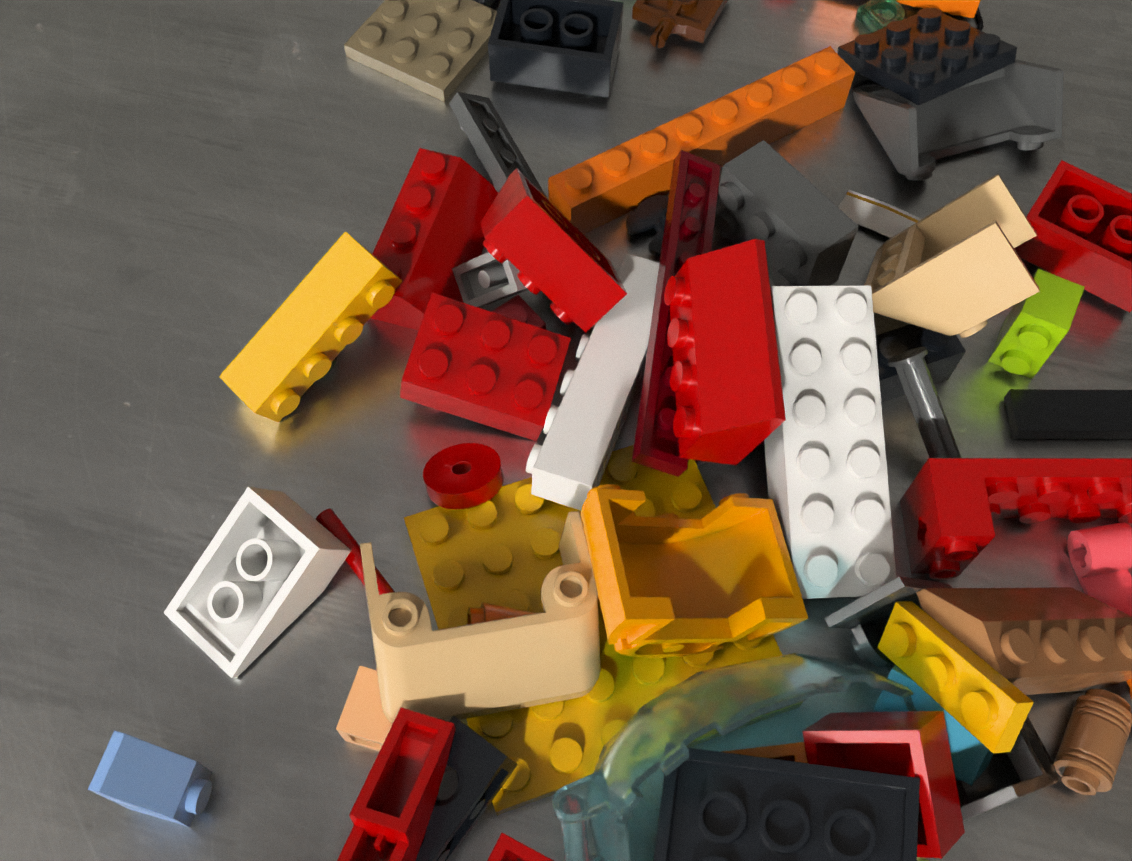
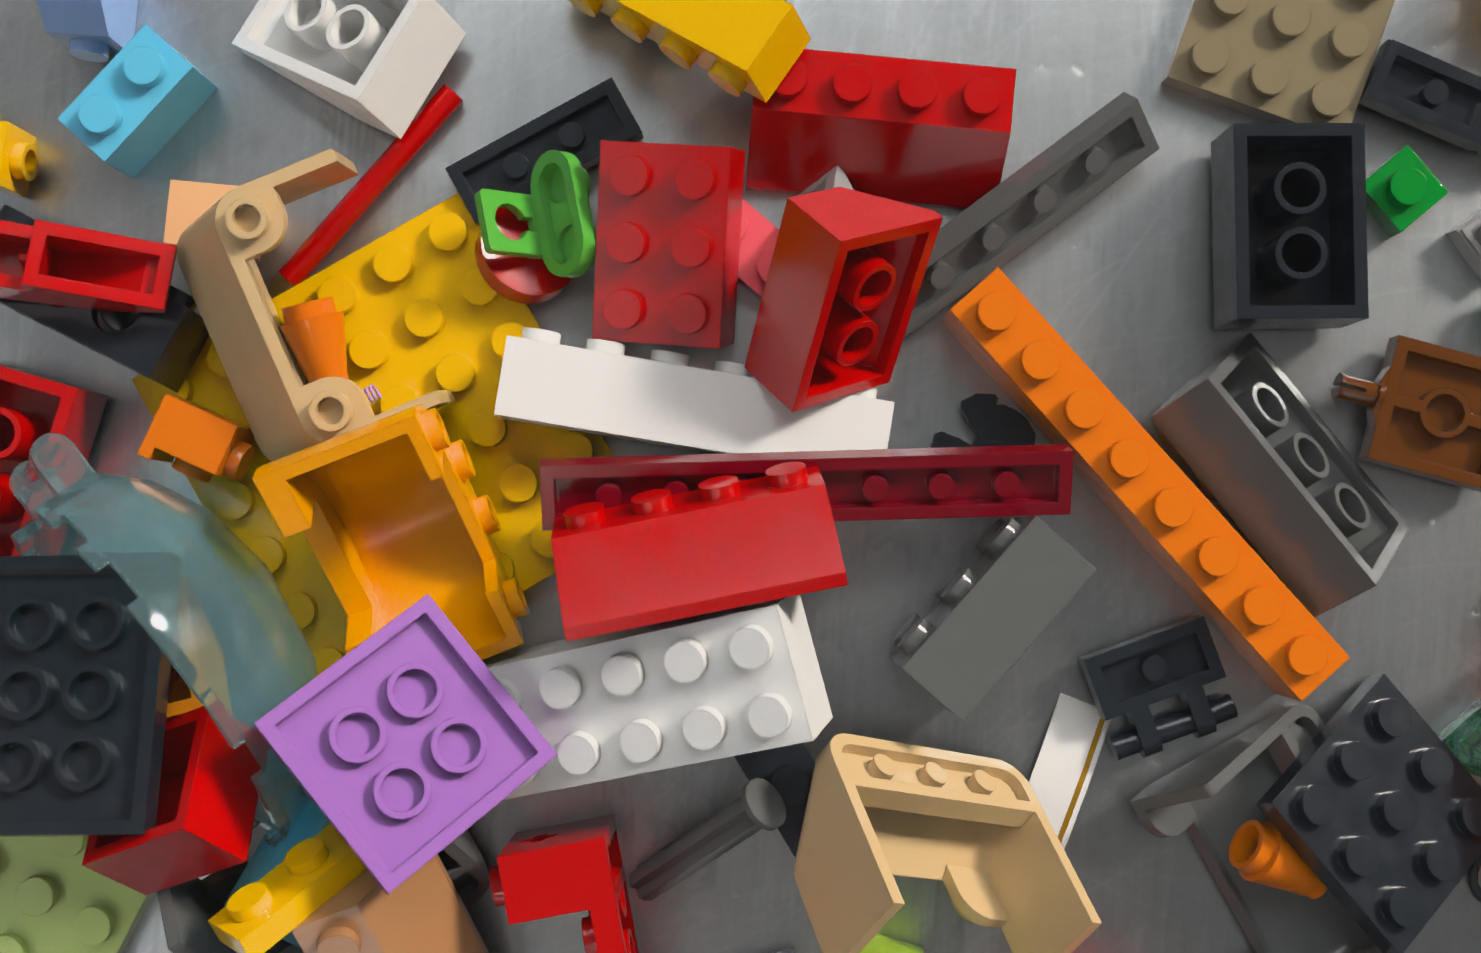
camera: 80 degrees right, 25 degrees up
(258, 756) = (137, 103): none -> medium azure brick
(390, 454) = (570, 128): none -> black plate
(444, 438) = (556, 217): none -> bright green bracket
(566, 737) = (199, 440): none -> orange brick
(707, 73) = (1282, 477): none -> dark grey slope
(824, 157) = (1153, 669): none -> black plate
(852, 567) = (405, 742): none -> medium lavender plate
(951, 111) = (1269, 860): none -> orange cone

